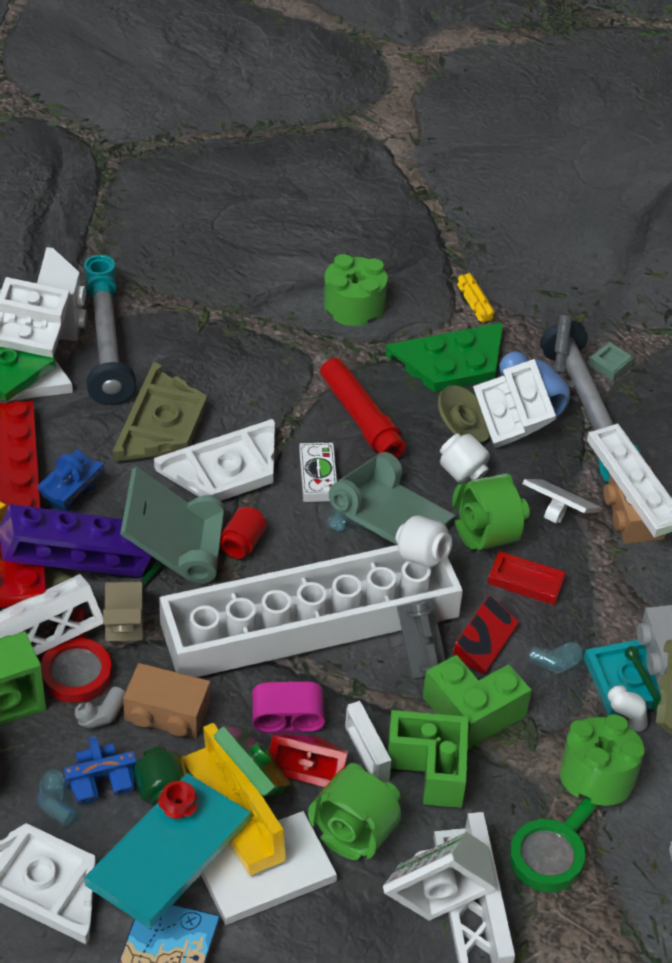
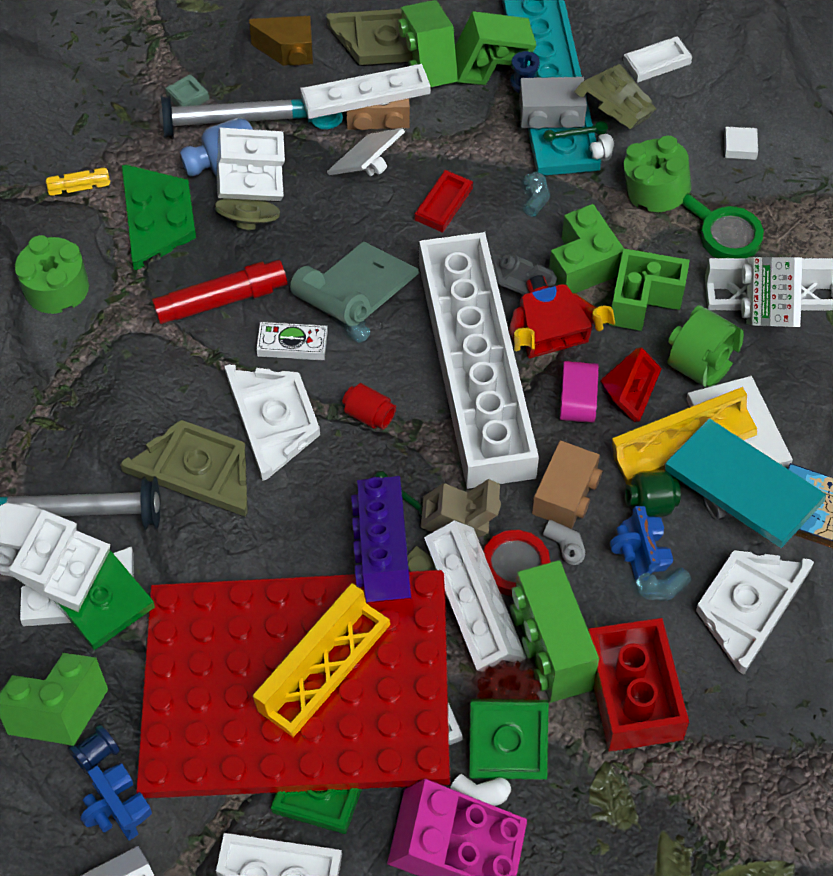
camera: 80 degrees left, 10 degrees up
(72, 477) = (281, 548): blue hips -> none
(173, 530) = (367, 451): sand green door -> none
(178, 792) = (706, 456): red plate -> none
(253, 760) = (654, 411): green plate -> none
(367, 742) = (623, 336): white tile -> none
(372, 668) = (554, 319): none -> red torso
(424, 541) = (439, 244): white head -> none
(464, 458) = (302, 219): white head -> none
(485, 635) = (508, 239): red slope -> none
(489, 512) = (382, 205): bright green brick -> none
(561, 346) = (188, 114): dark grey piece -> none

